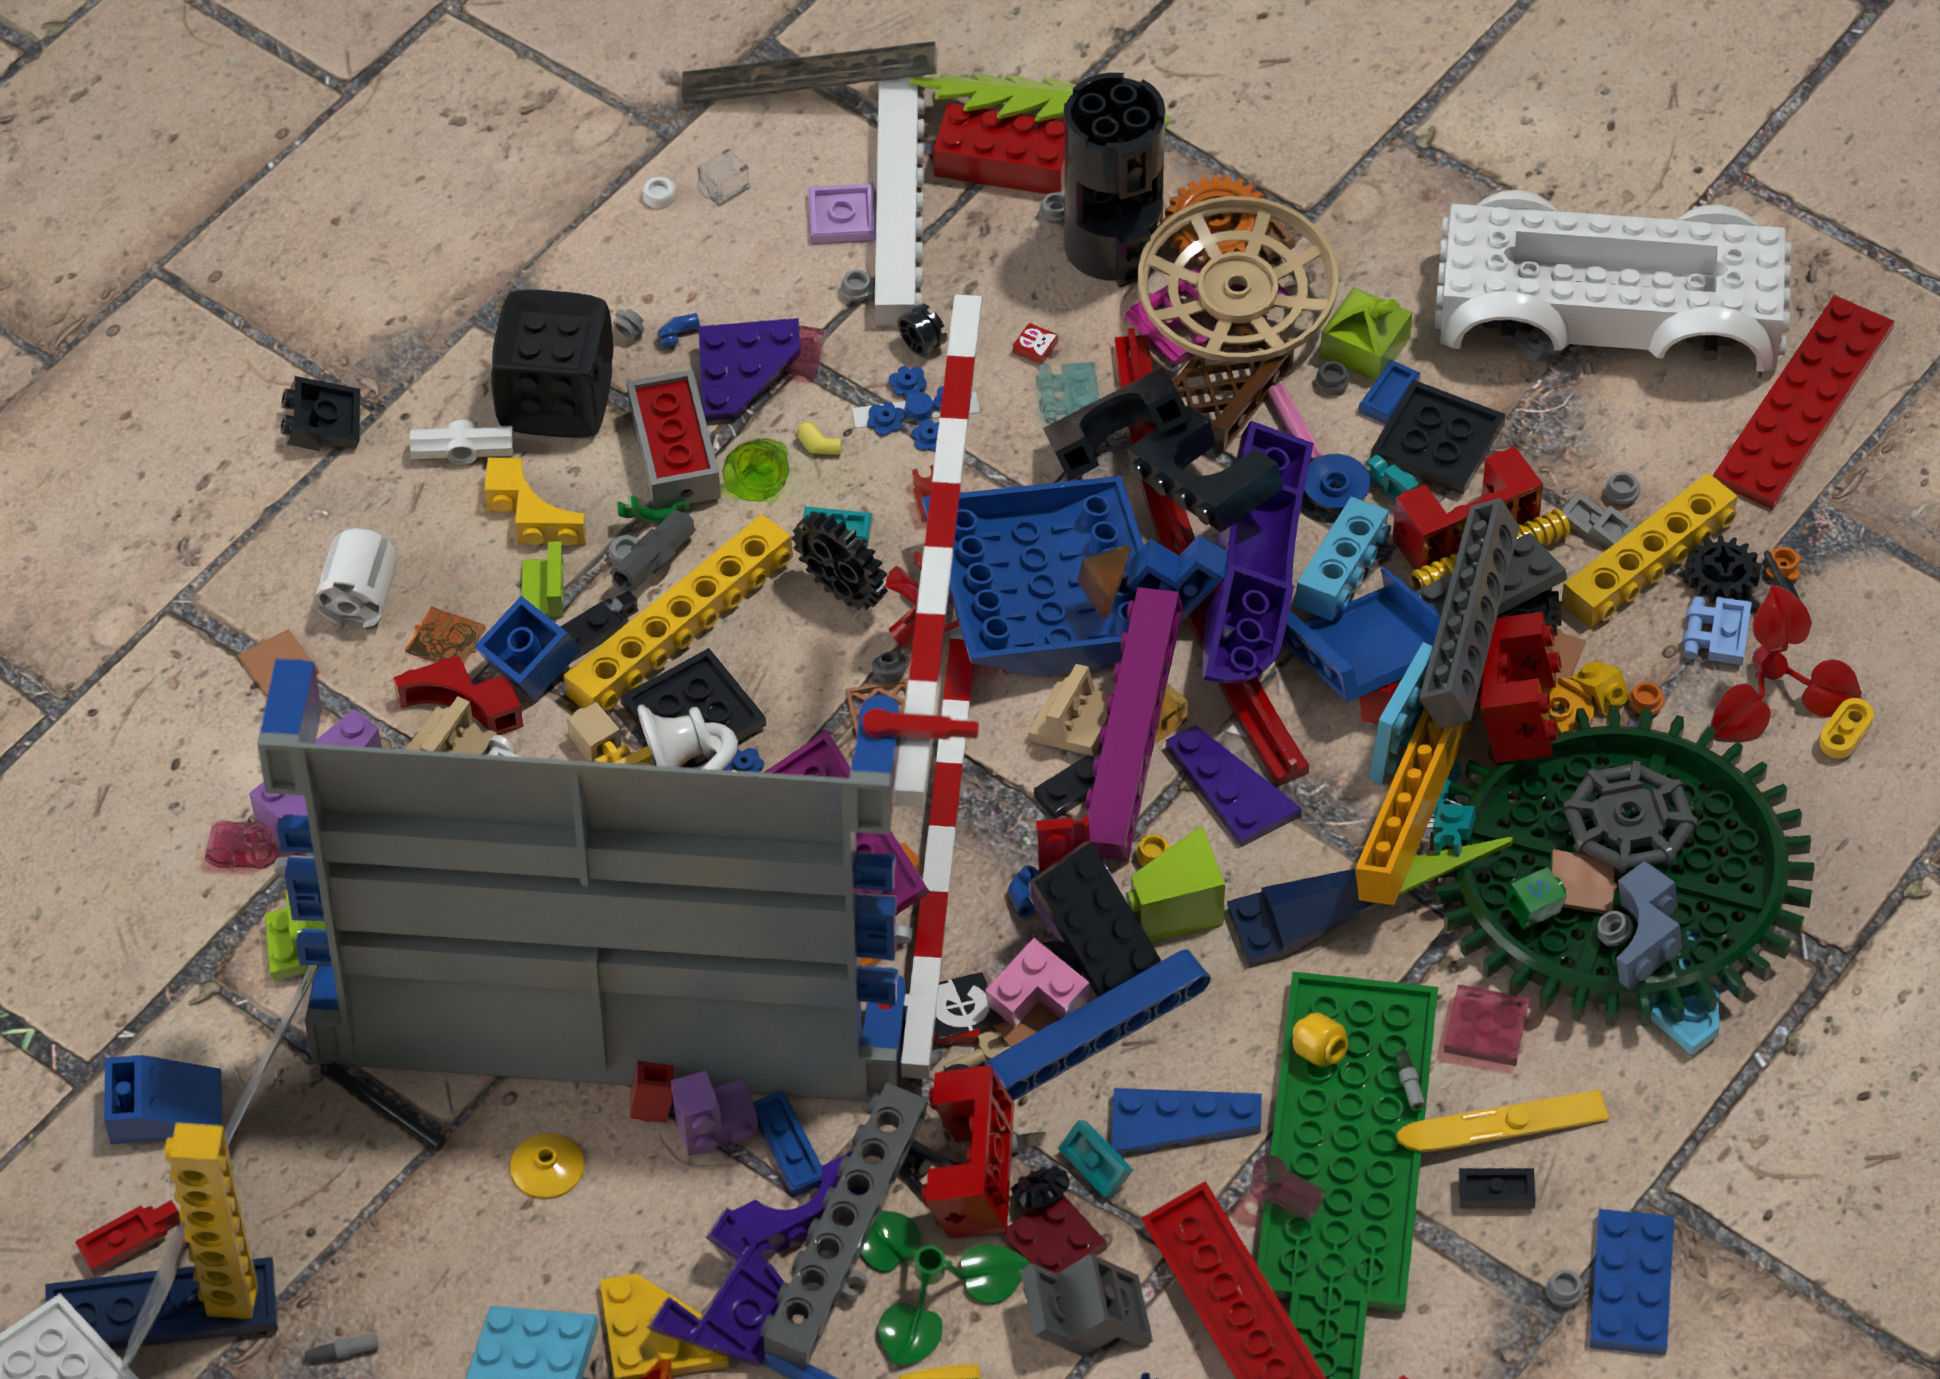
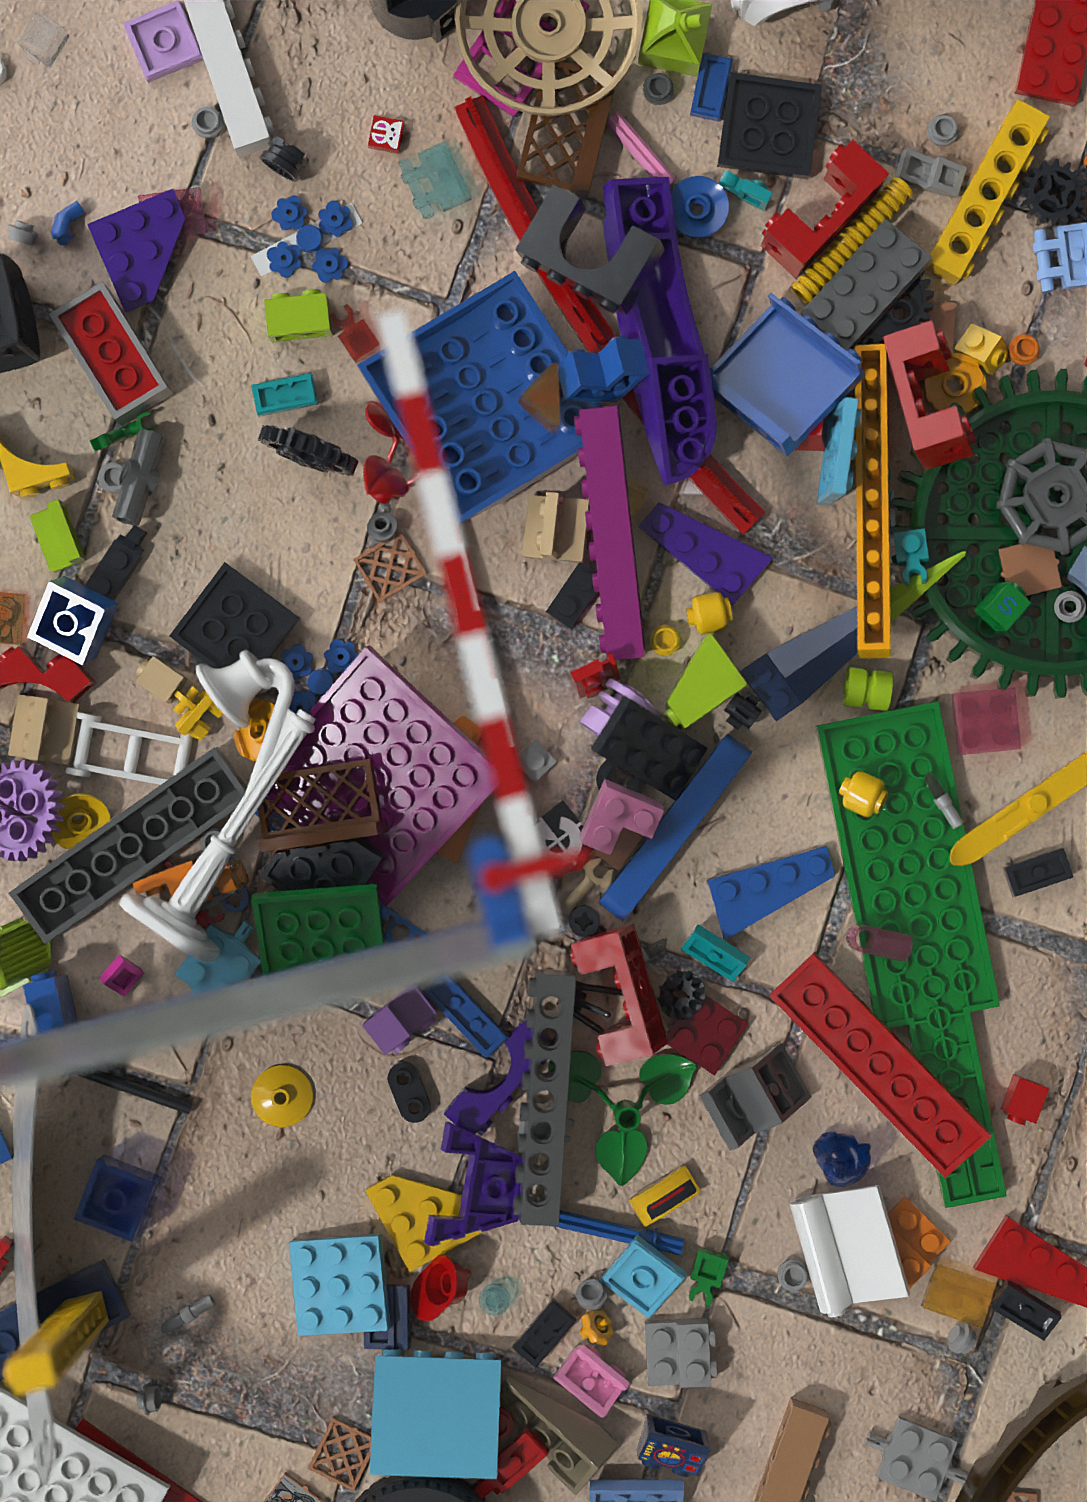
camera: 20 degrees left, 35 degrees up
(321, 1194) = (117, 1197): none -> clear blue brick
(651, 1092) = (344, 1019): red brick -> none
(679, 615) = (224, 432): yellow brick -> none
(691, 1197) = (409, 1092): none -> black plate
(756, 469) = (196, 358): clear neon green piece -> none
(816, 442) = (232, 307): light yellow arm -> none
(878, 464) = (298, 316): none -> lime brick
(966, 925) = (535, 760): none -> light grey plate
(1019, 891) = (568, 714): blue arm -> none
(1144, 400) = (461, 233): black arch -> none
(1214, 935) = (743, 710): none -> black gear
(1219, 831) = (709, 613): none -> yellow head
(1342, 559) = (731, 245): medium azure brick -> none
(1362, 952) = (869, 689): none -> lime wheel
(1469, 613) = (873, 346): dark grey brick -> none

